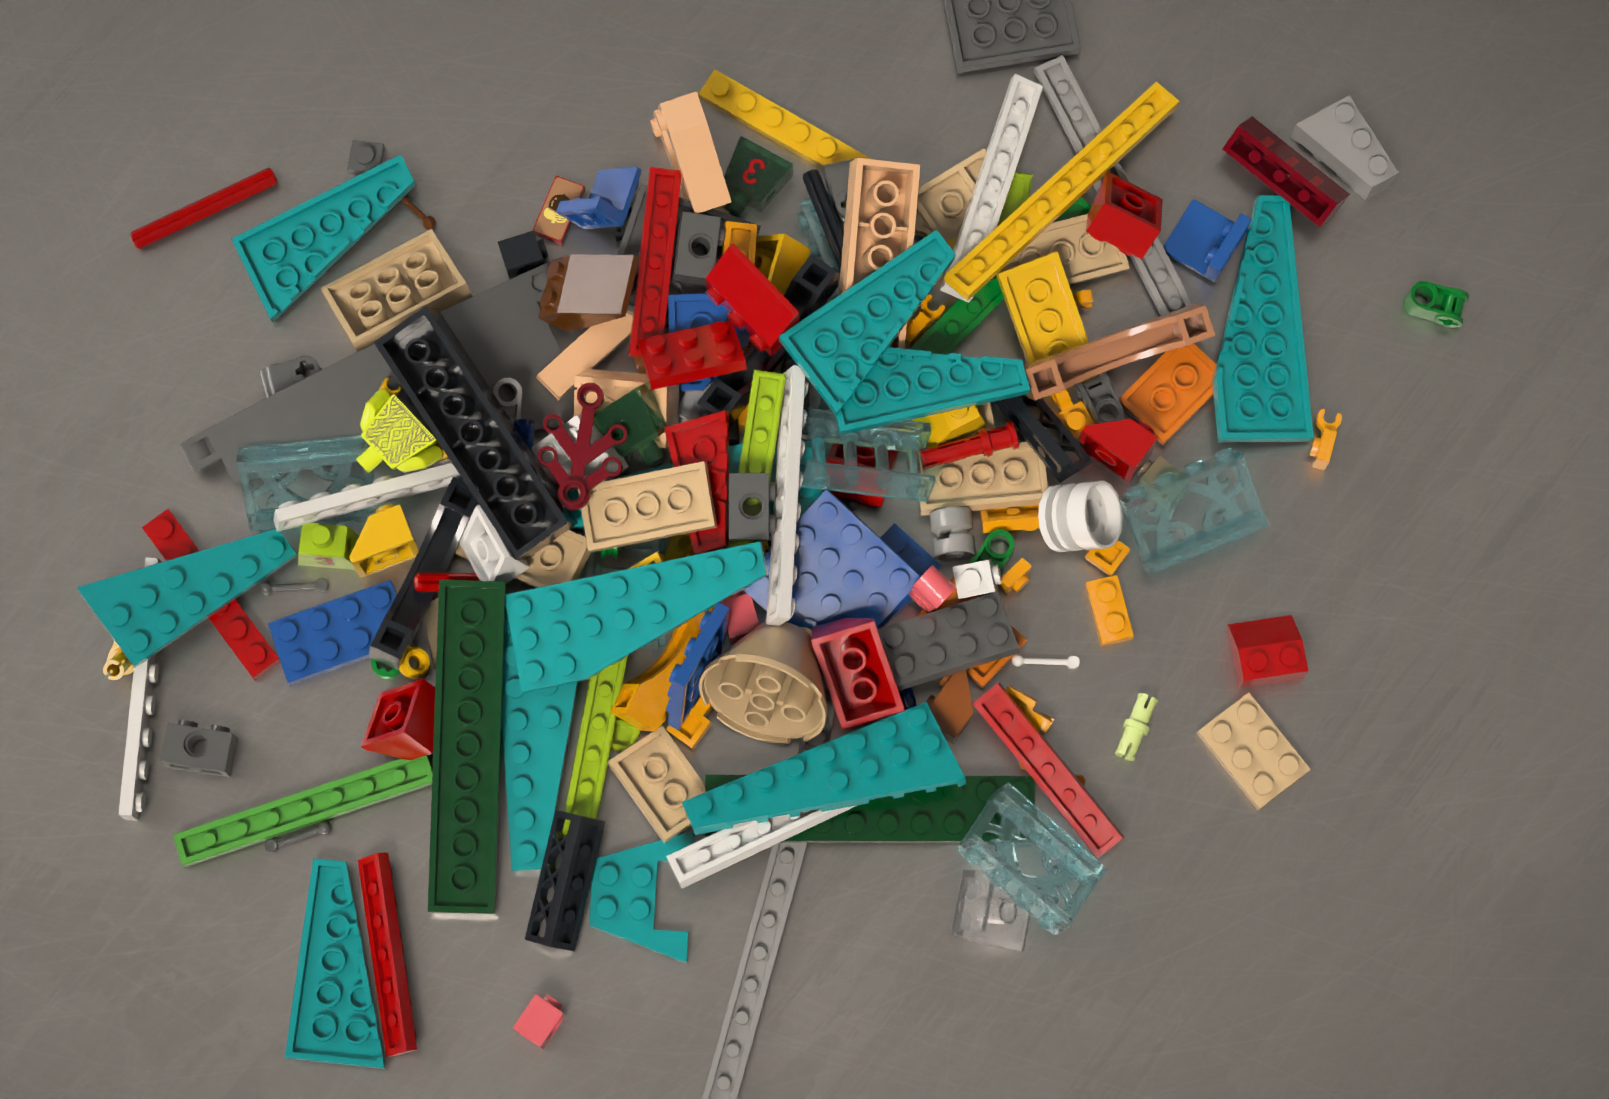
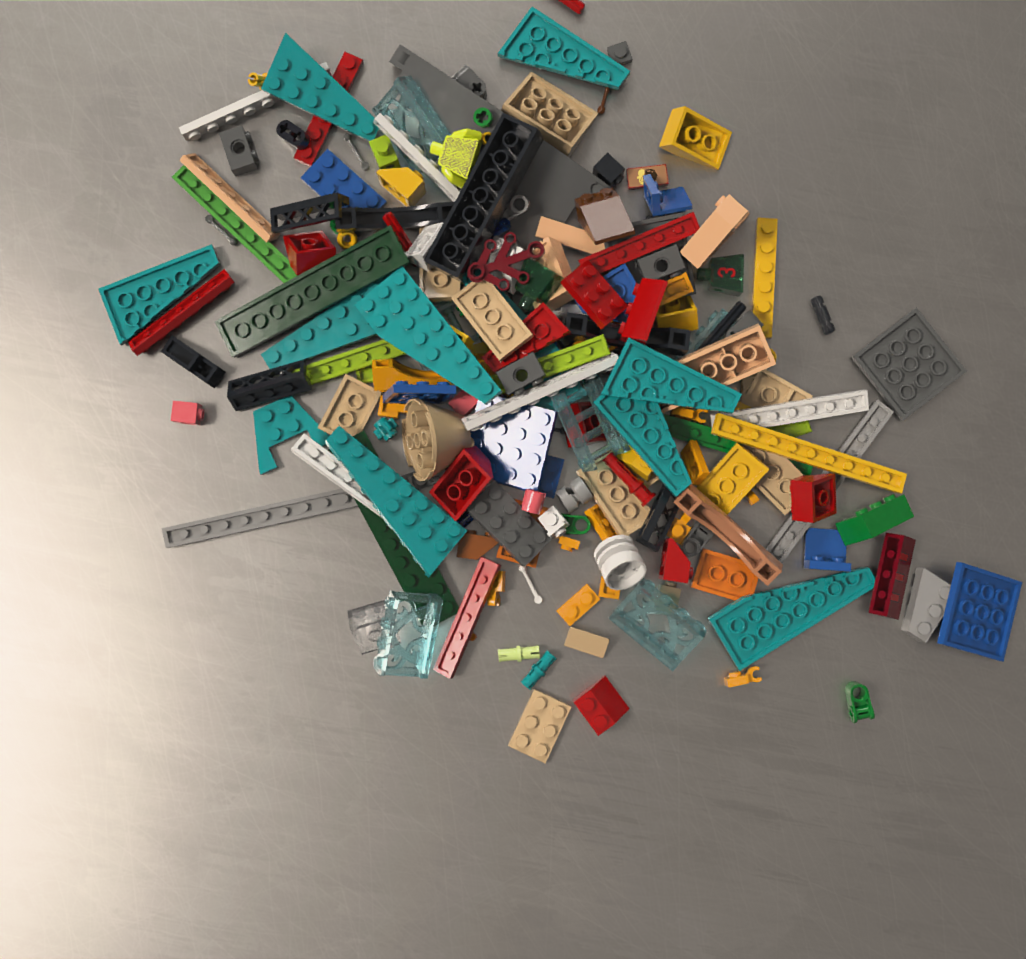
camera: 60 degrees right, 10 degrees up
(224, 666) = (294, 132): none -> black beam
(259, 796) = (229, 196): none -> light nougat tile
(344, 689) = (304, 209): none -> black fence
(368, 377) = (486, 123): none -> green bush
(468, 974) = (193, 361): none -> black slope
(541, 118) = (695, 138): none -> yellow slope
(718, 746) = (385, 428): none -> teal gear
(879, 79) = (823, 315): none -> black axle
(994, 344) = (695, 462): none -> light orange plate
(1167, 625) = (586, 642): none -> tan slope
(1173, 711) = (538, 670): none -> teal pin
(1197, 154) = (875, 520): none -> green wedge
(1392, 84) = (979, 612): none -> blue plate

